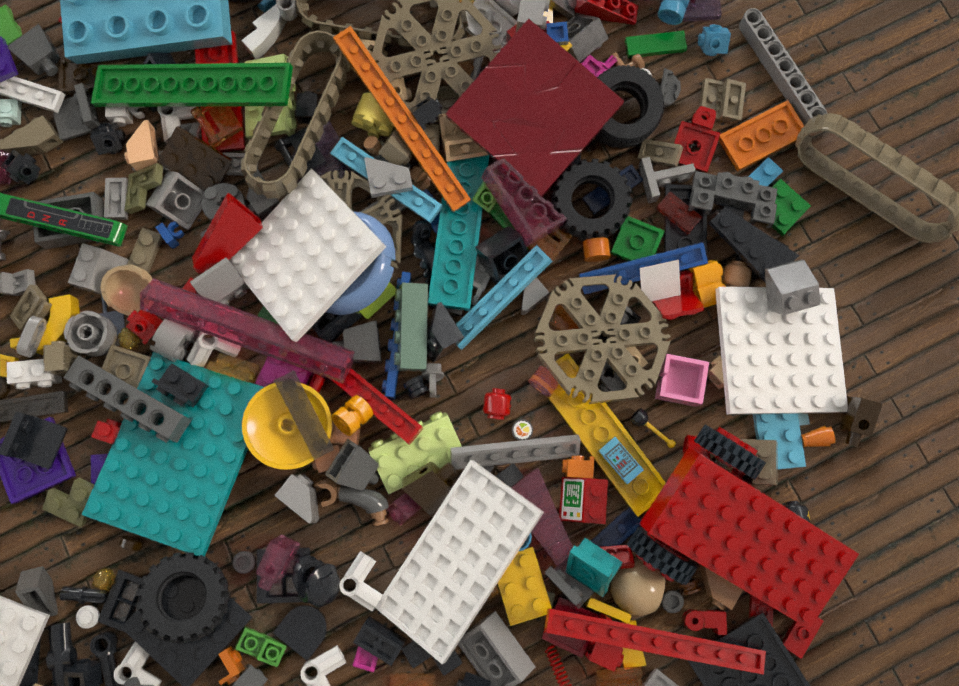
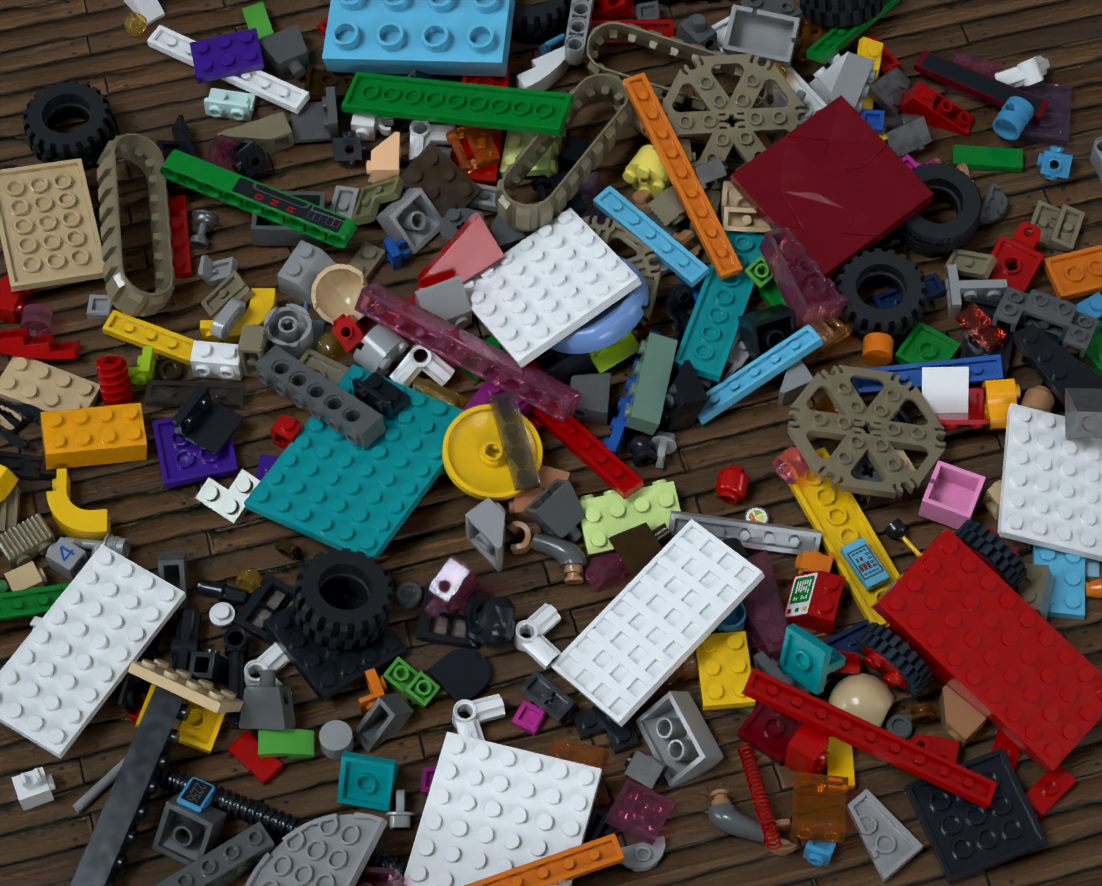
camera: 15 degrees right, 20 degrees down
(350, 417) = (566, 457): light orange wheel -> none
(387, 178) = (653, 231): light grey wing -> none

